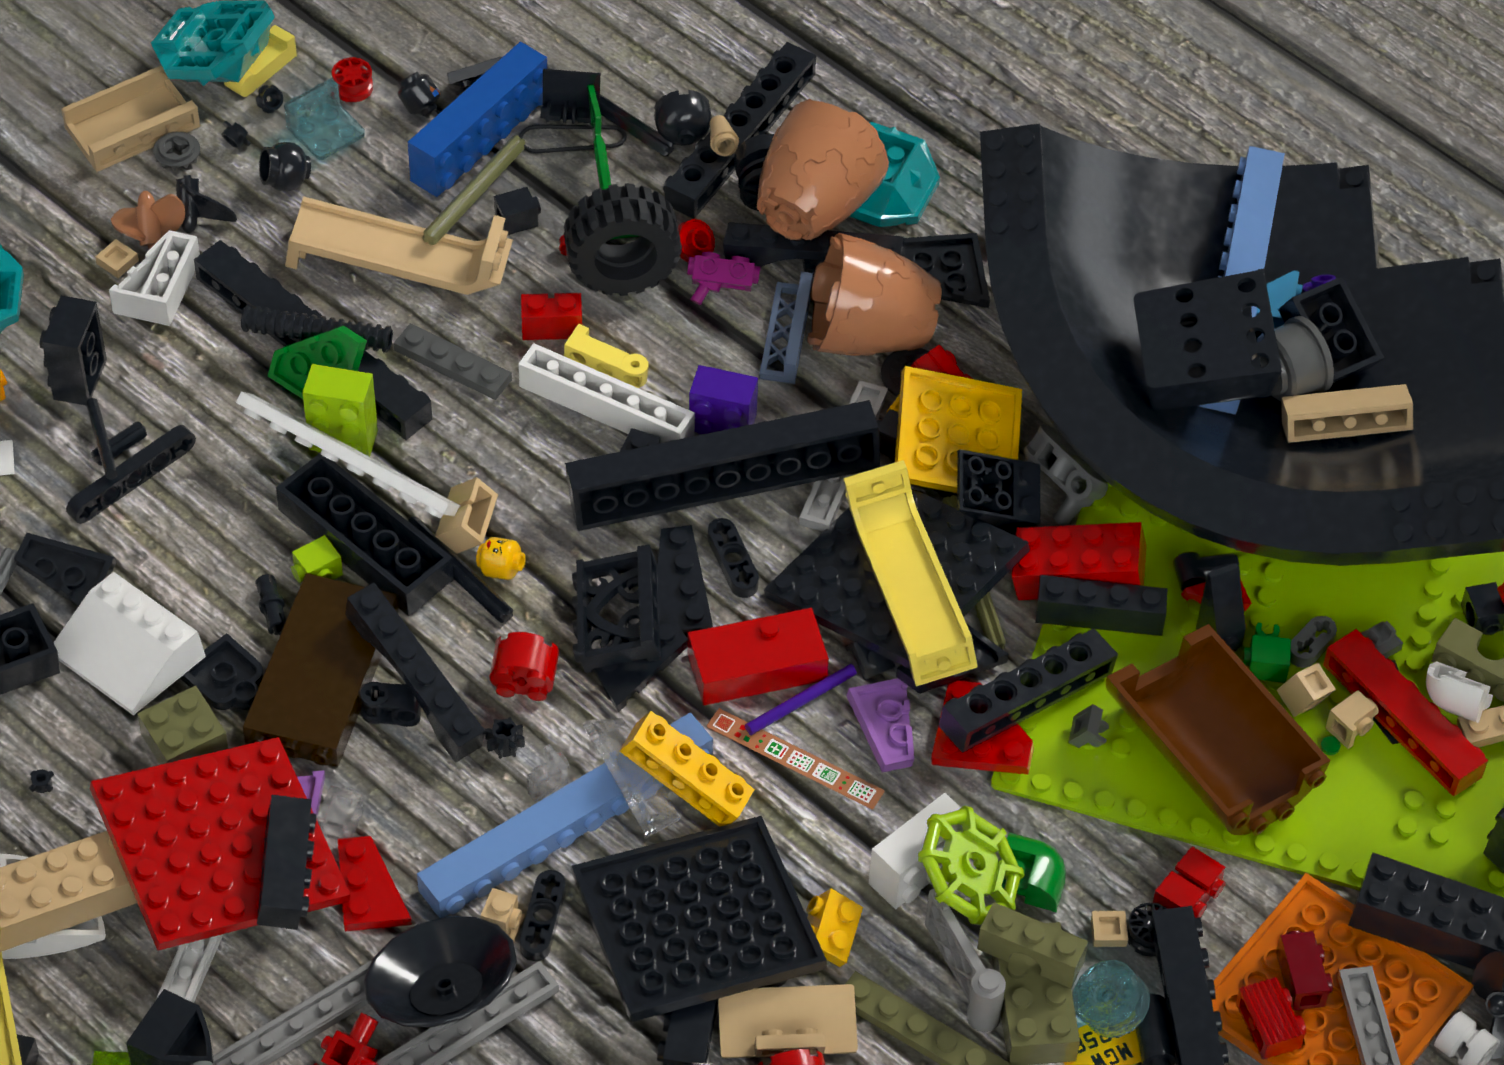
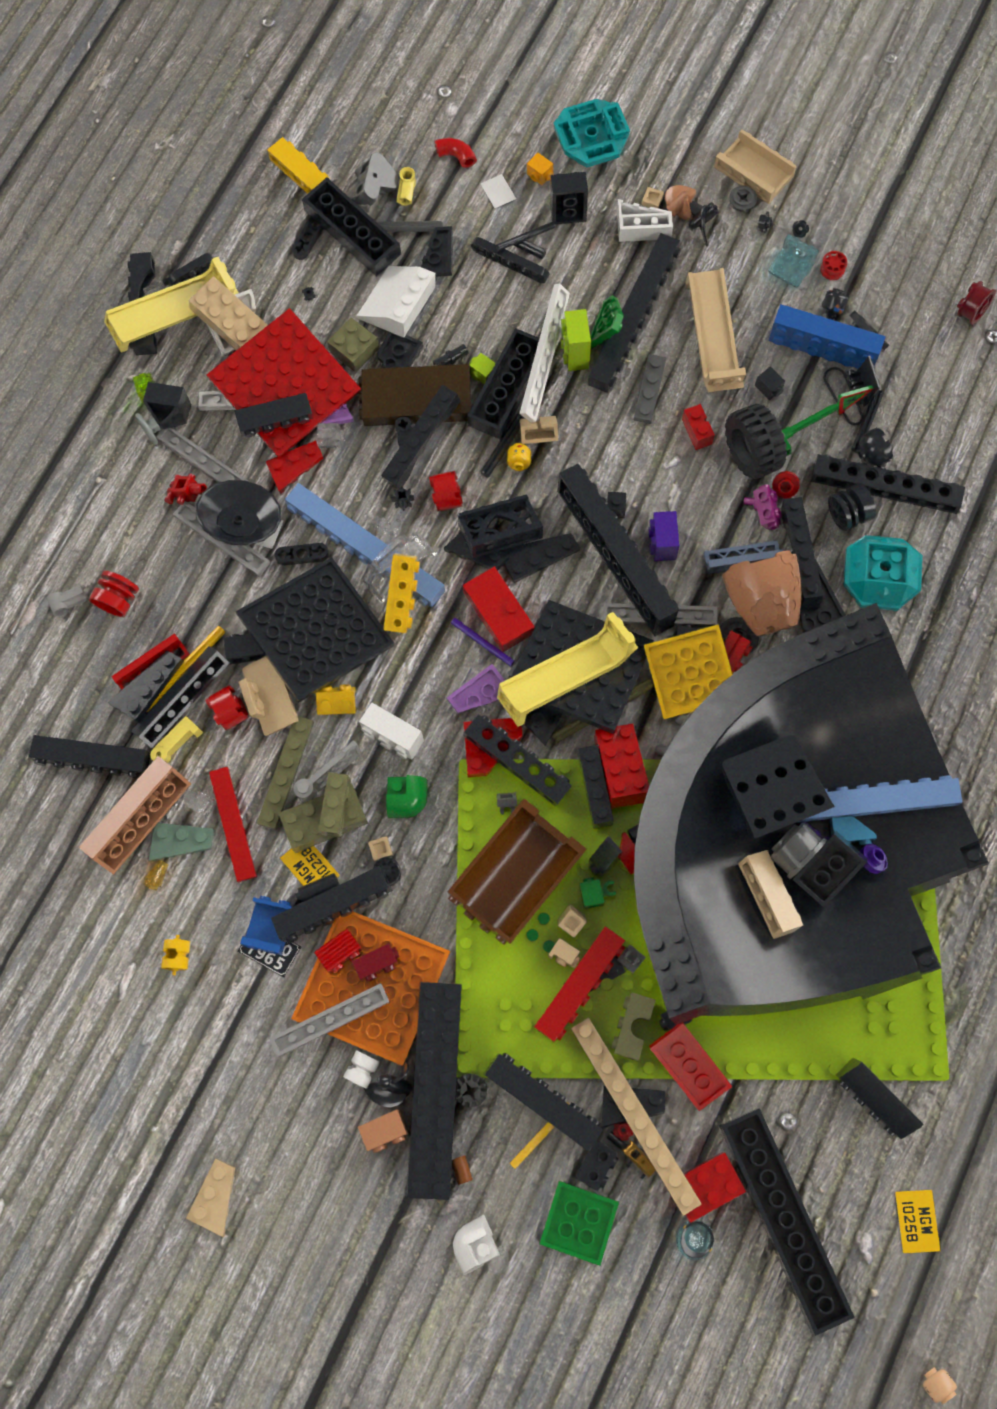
camera: 80 degrees right, 20 degrees up
(214, 40) = (821, 182): teal piece -> none
(276, 55) = (824, 215): light yellow leg -> none
(284, 166) = (749, 253): black piece -> none
(307, 327) = (631, 309): black piece -> none
(473, 190) = (775, 355): olive axle -> none
(503, 910) = (290, 533): tan brick -> none
(602, 396) = (646, 474): white brick -> none
(606, 358) = (678, 479): light yellow leg -> none
(722, 136) = (865, 472): tan cone -> none
(729, 569) = (567, 569): black beam -> none
(797, 759) = (444, 652): sticker -> none
(819, 169) = (835, 527): nougat piece -> none
(977, 841) = (368, 749): lime plate -> none
(998, 490) = (650, 702): black slope -> none
(1111, 998) = (327, 859): clear light blue wheel -> none
(1196, 882) = (421, 887): red piece -> none
(1318, 645) = (618, 913): dark grey beam -> none
(1456, 693) = (597, 1011): white brick -> none

